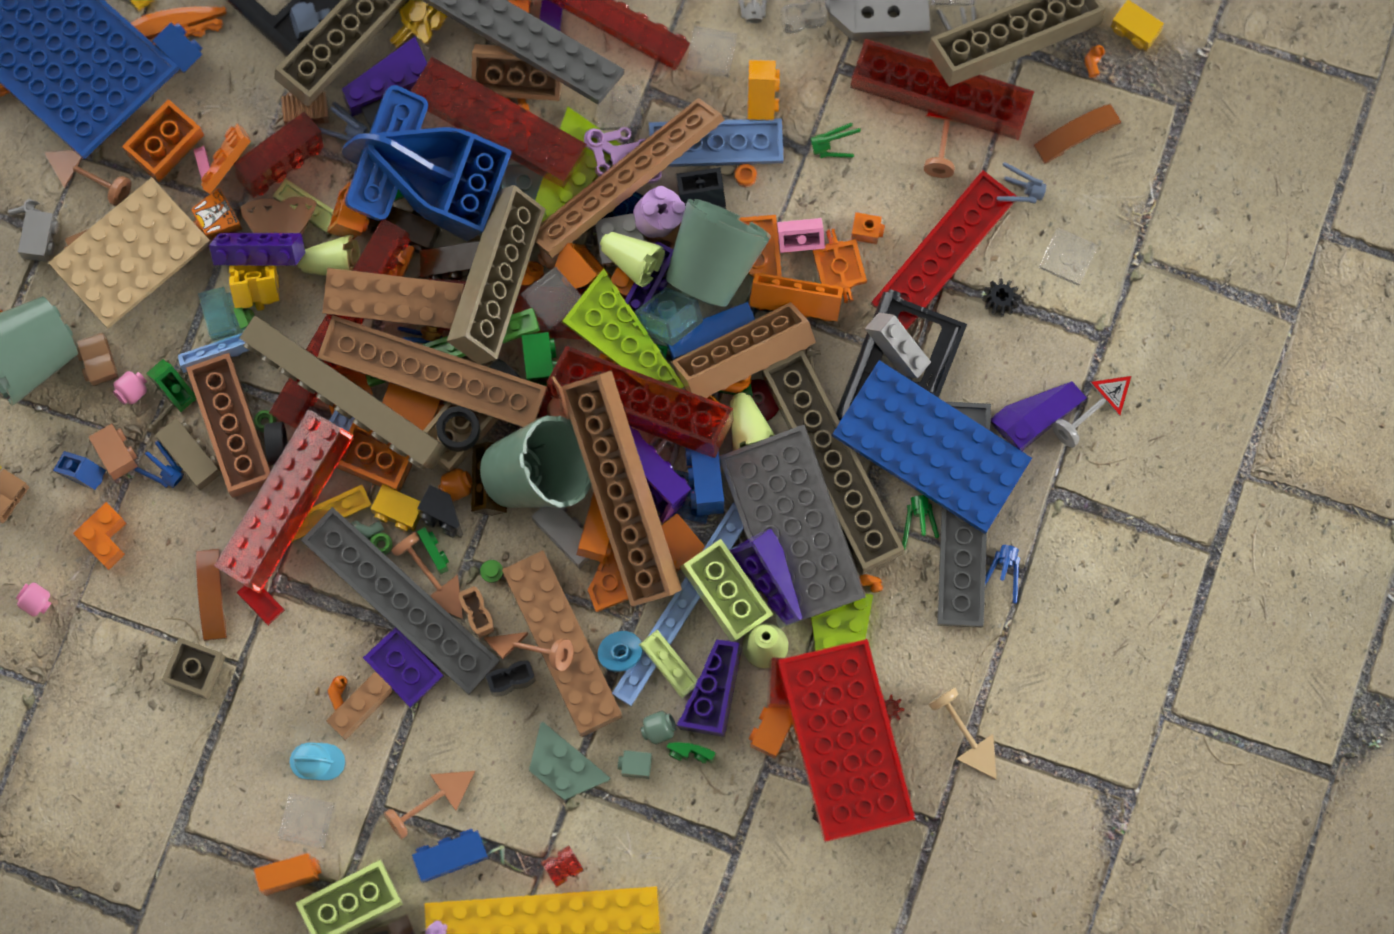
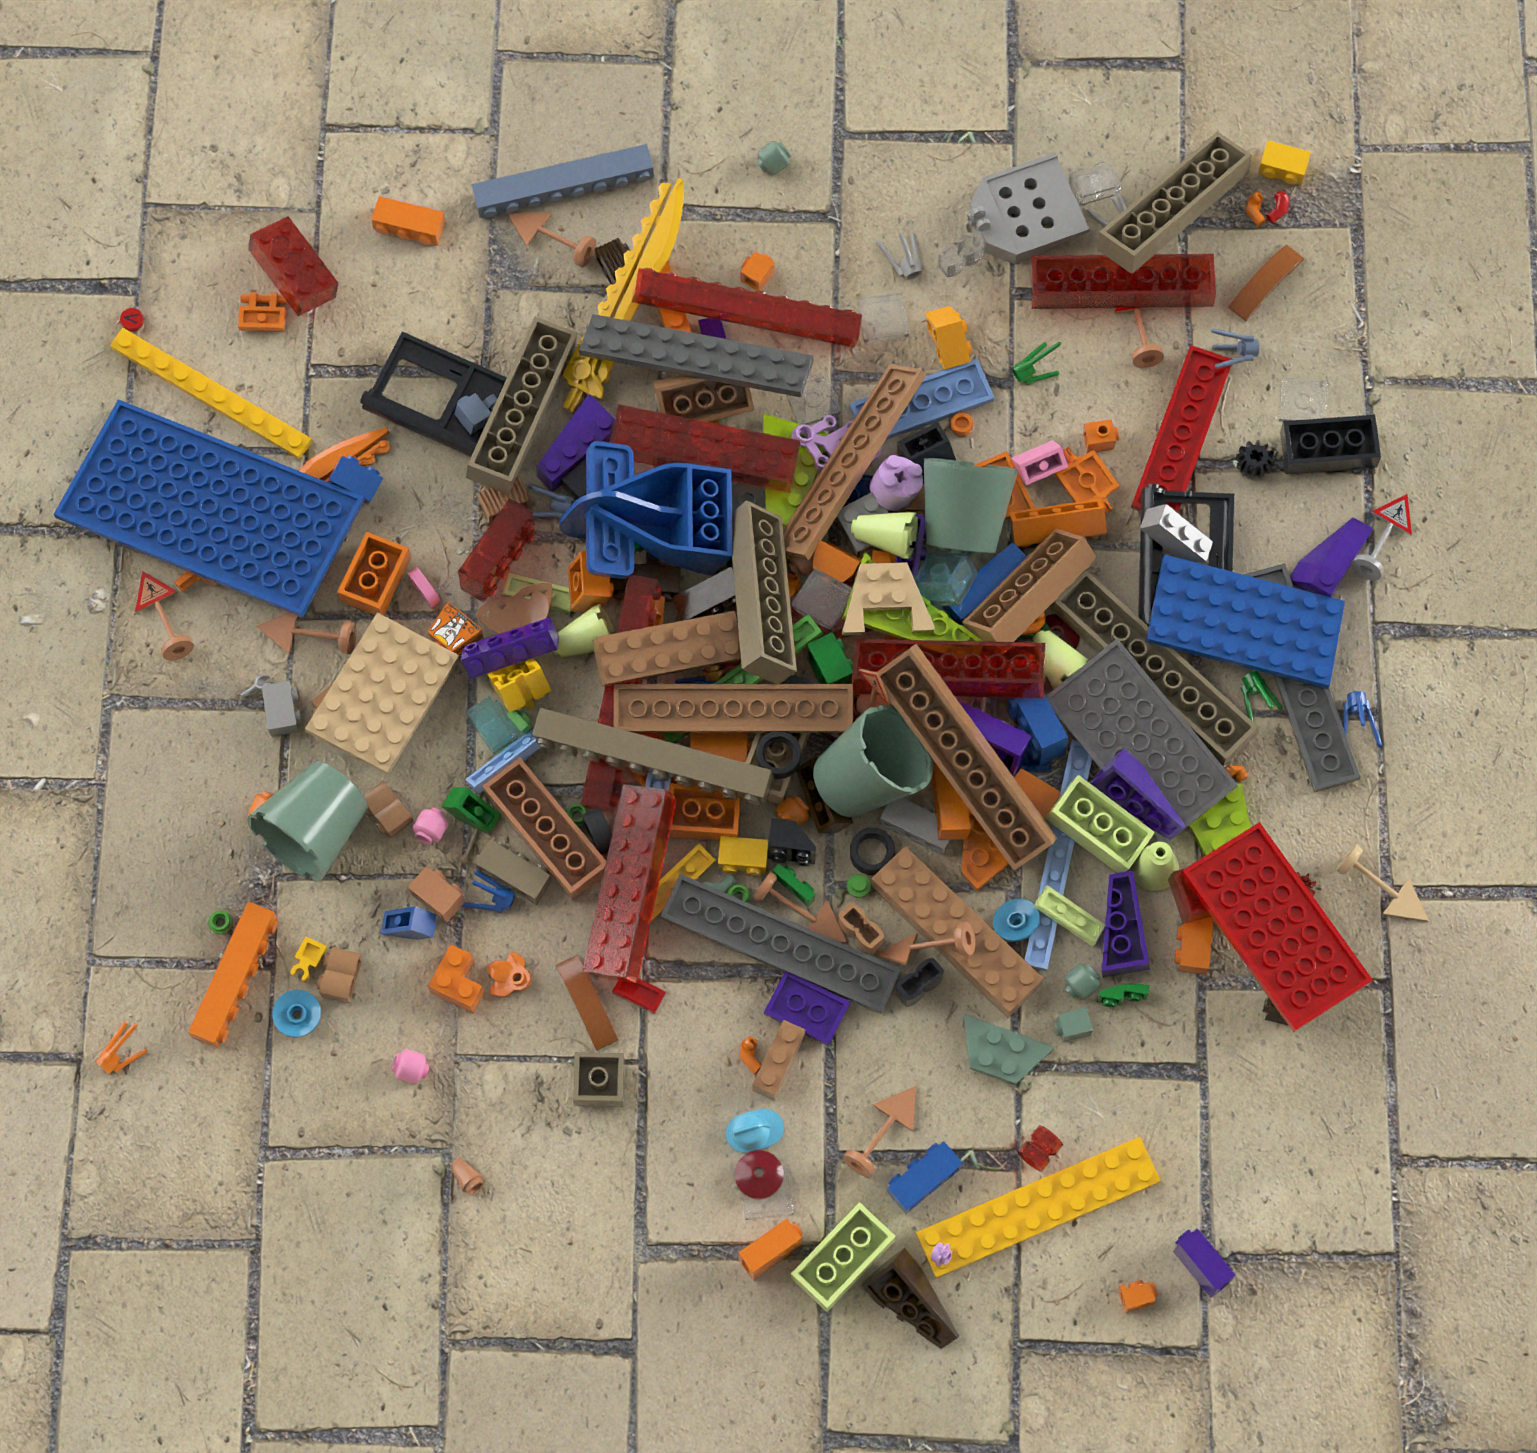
camera: 20 degrees left, 5 degrees down
(47, 715) = (467, 1177): none -> nougat cone
(148, 544) = (506, 973): none -> orange plate
(232, 147) = (446, 564): orange plate -> none
(312, 811) = (755, 1186): none -> dark red dish
(507, 528) = (865, 834): none -> black tyre
(610, 308) = (886, 588): none -> tan wing
(1075, 306) = (1330, 444): none -> black brick
(1119, 66) = (1281, 209): none -> red arm

